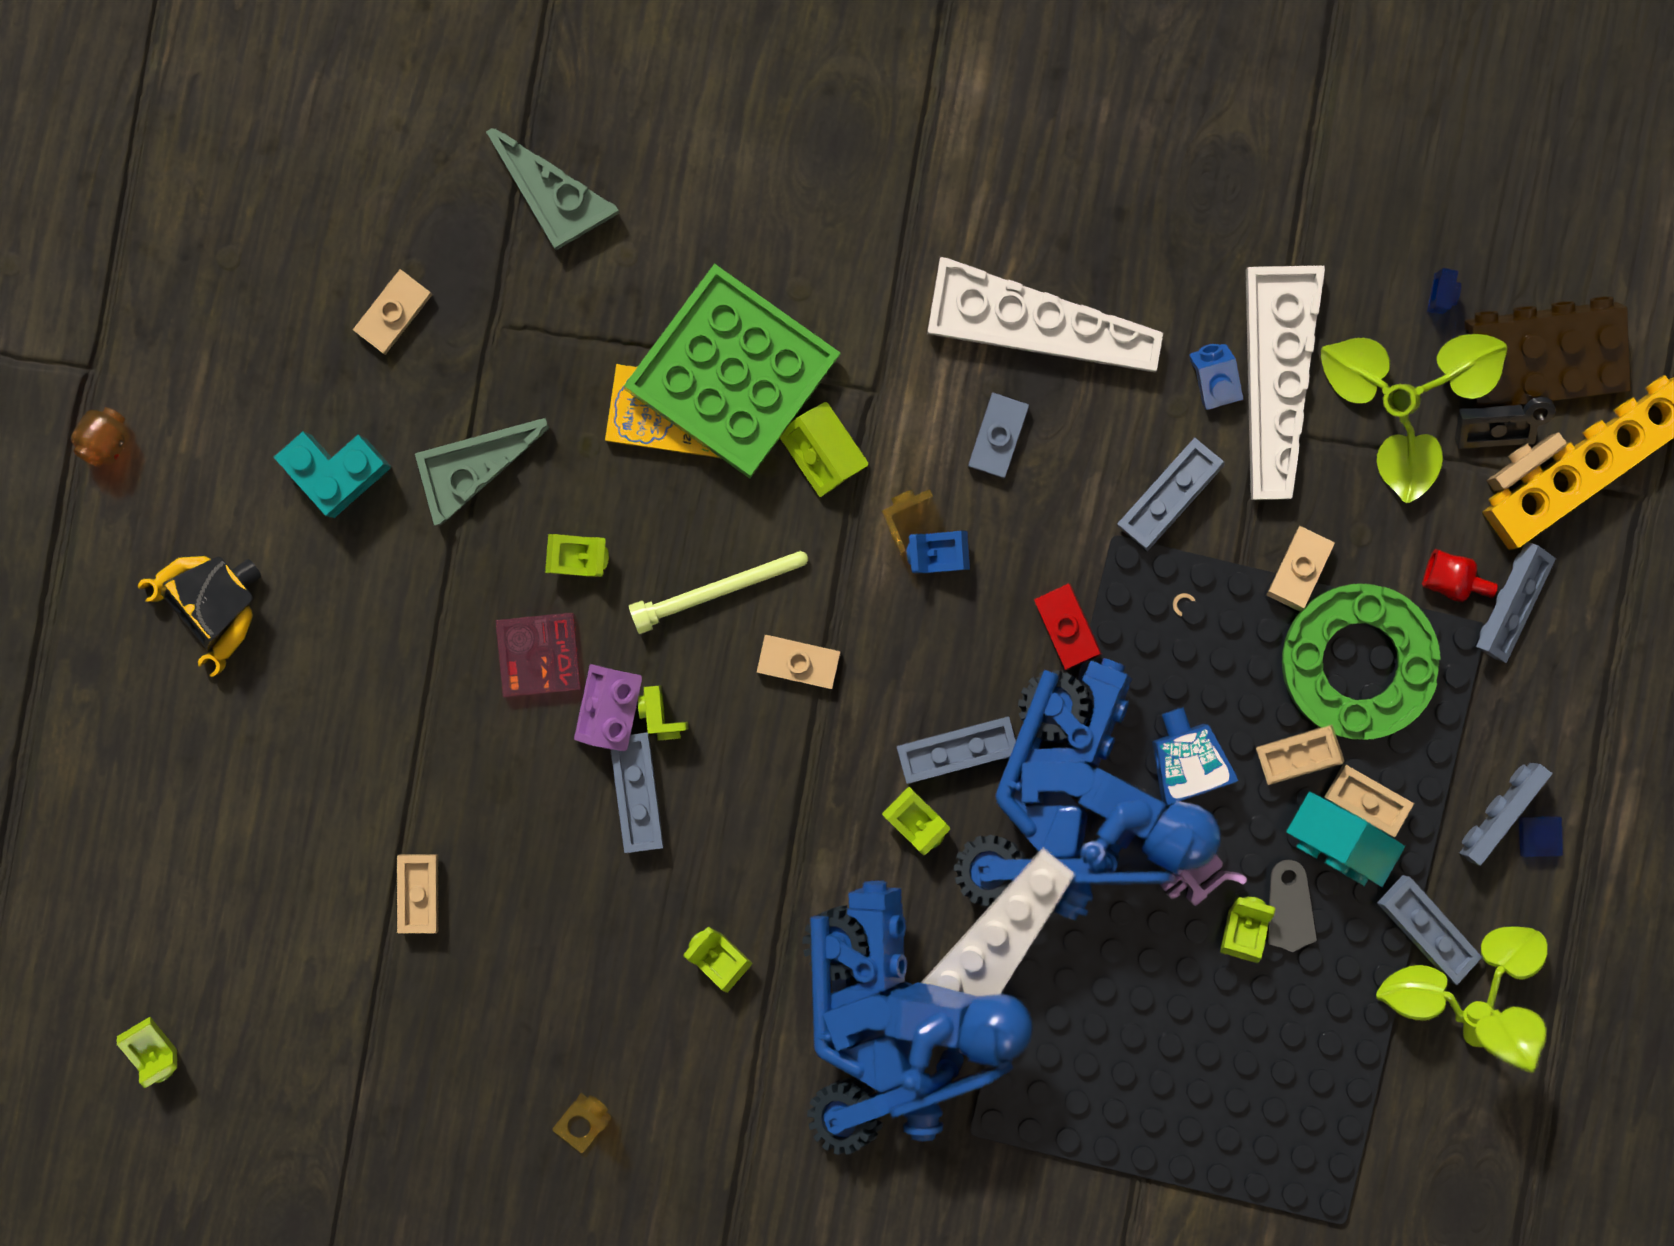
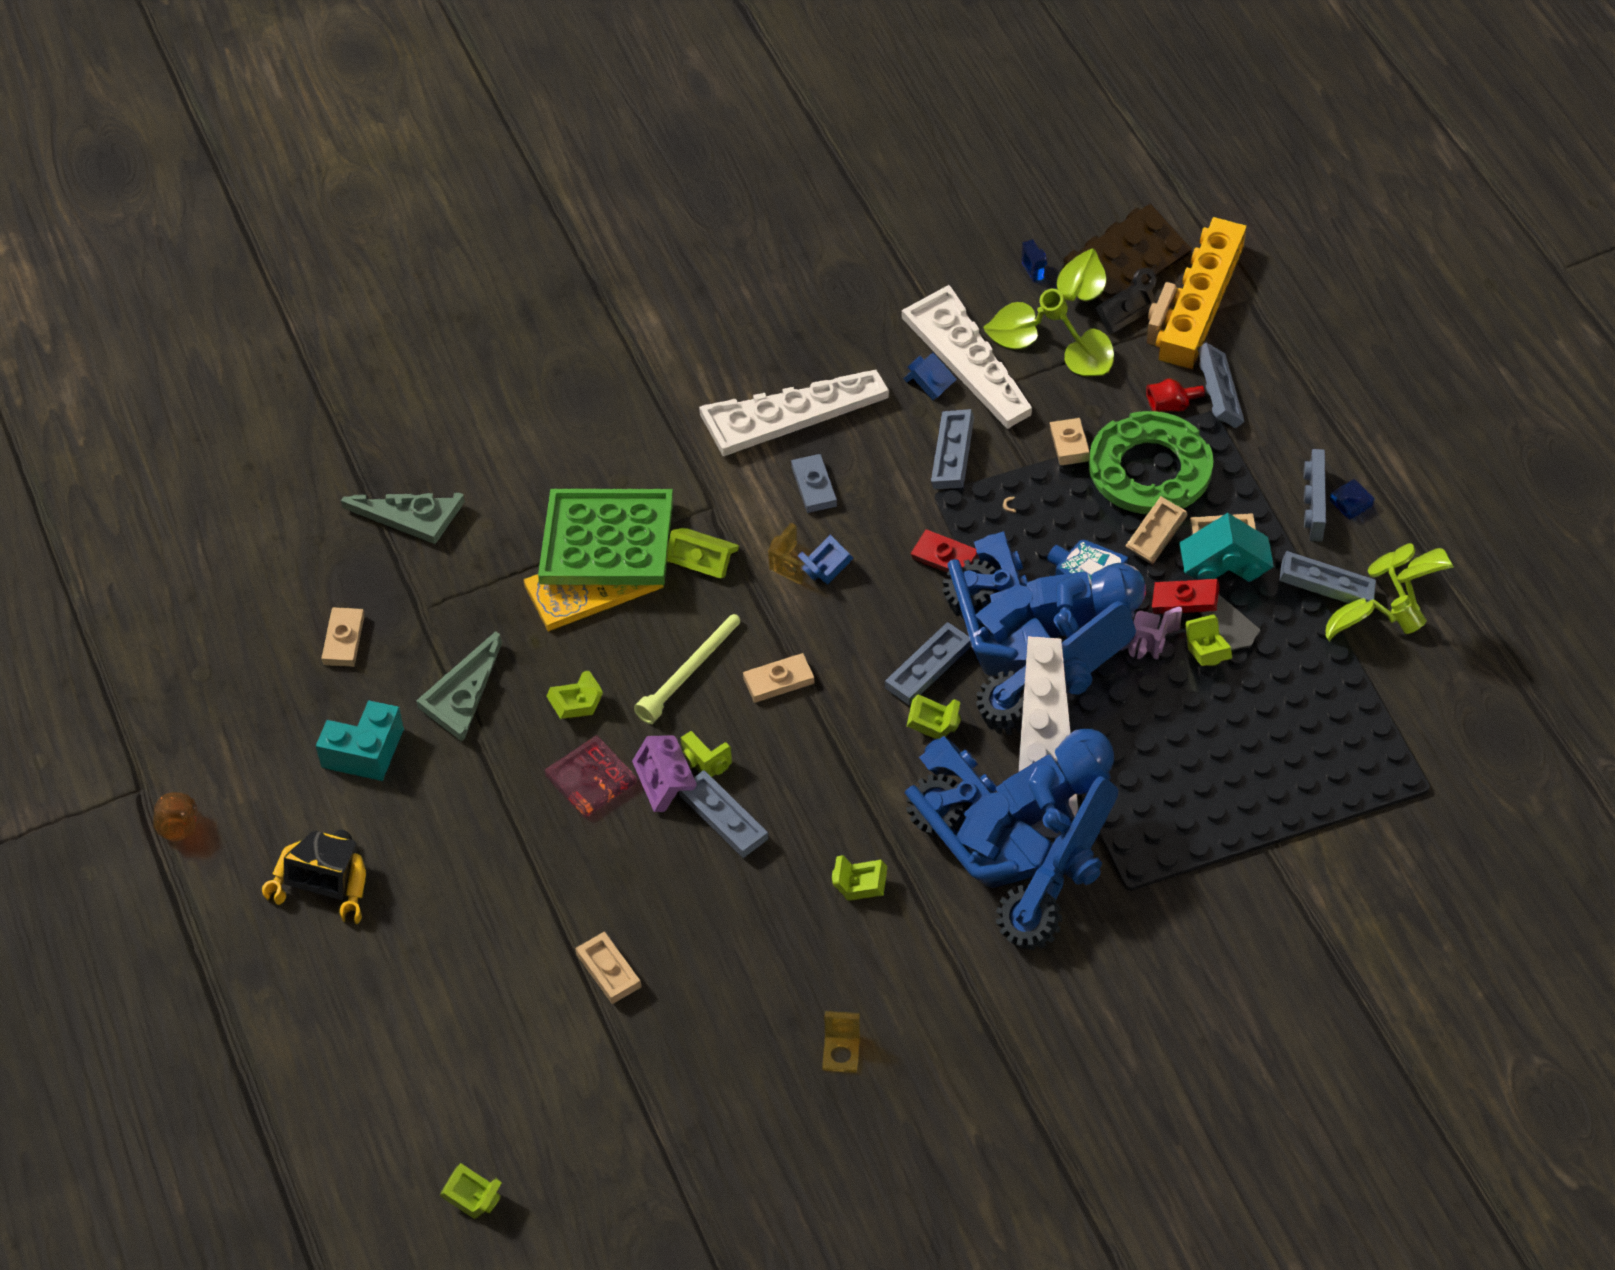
camera: 35 degrees left, 35 degrees down
(1268, 856) = (1189, 595): none -> red plate

